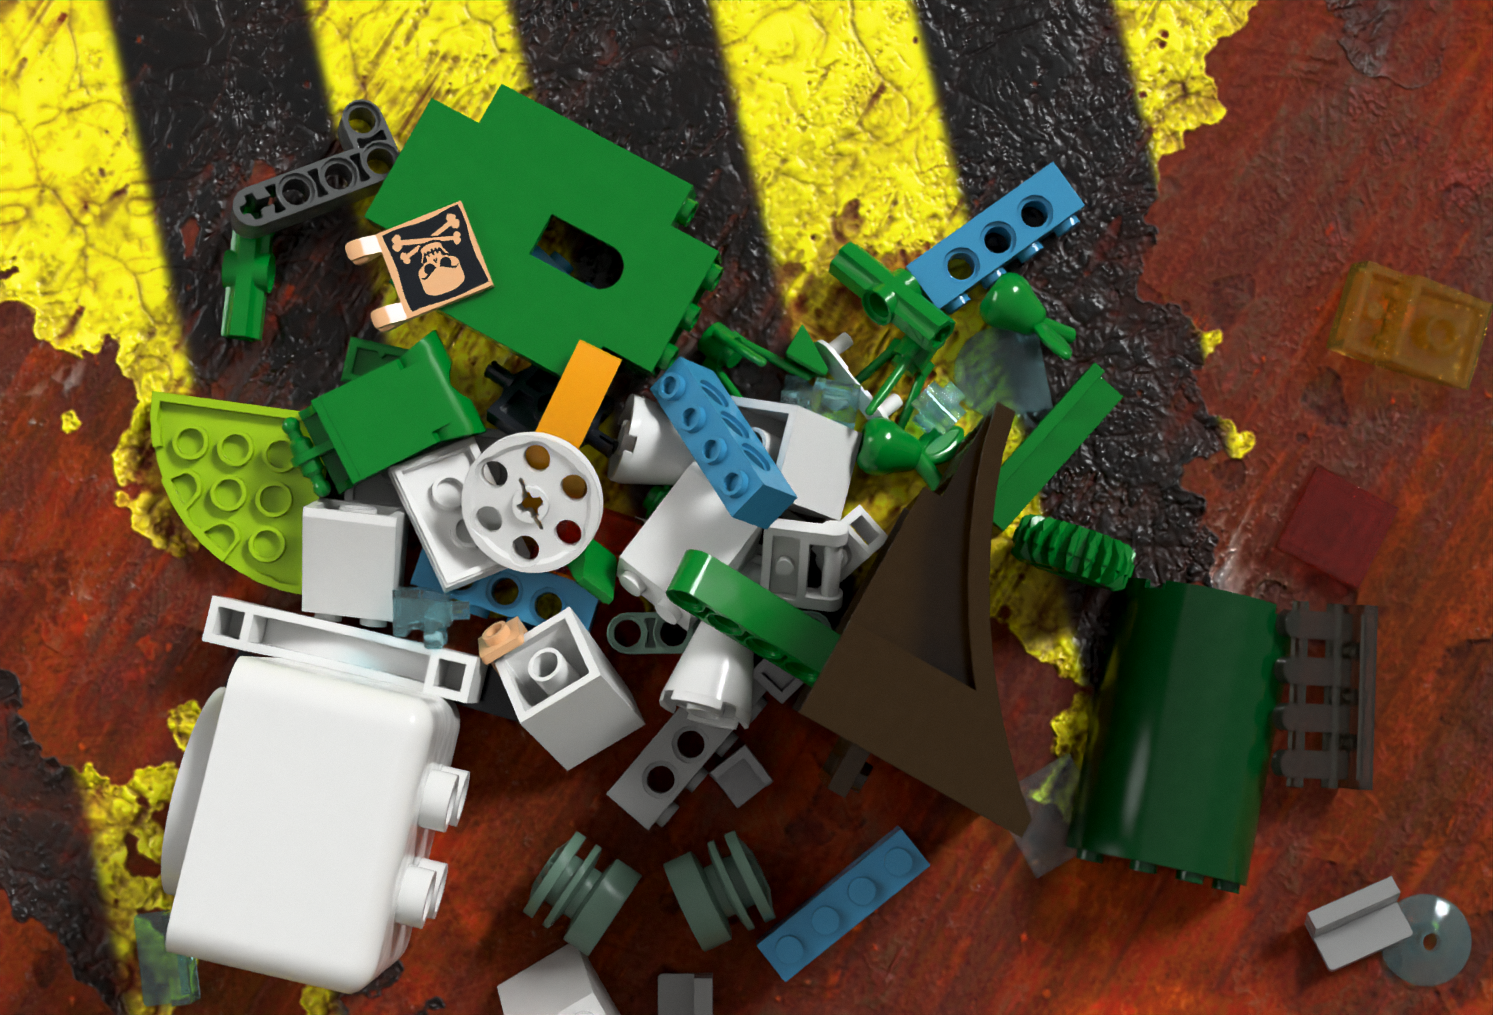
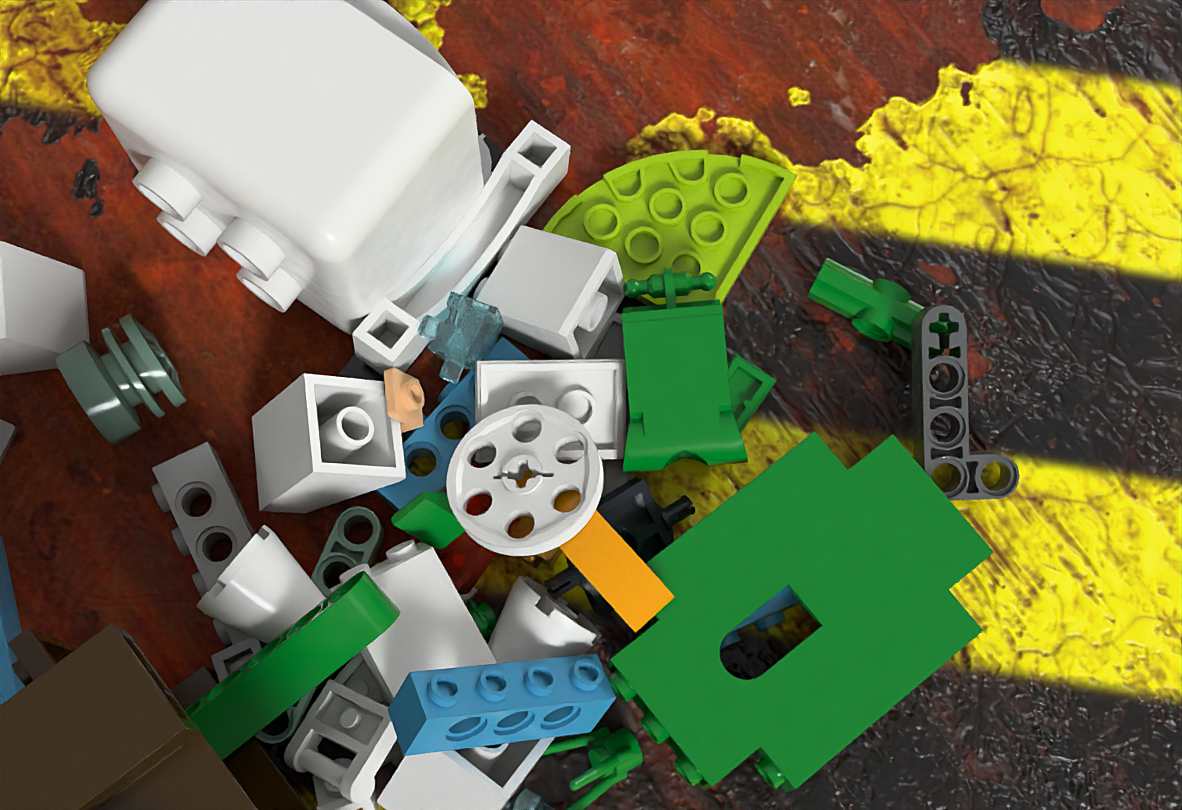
camera: 110 degrees right, 10 degrees down
(429, 261) = (818, 479): flag -> none
(719, 890) = (56, 510): sand green wheel -> none
(741, 775) = (167, 588): flat silver panel -> none

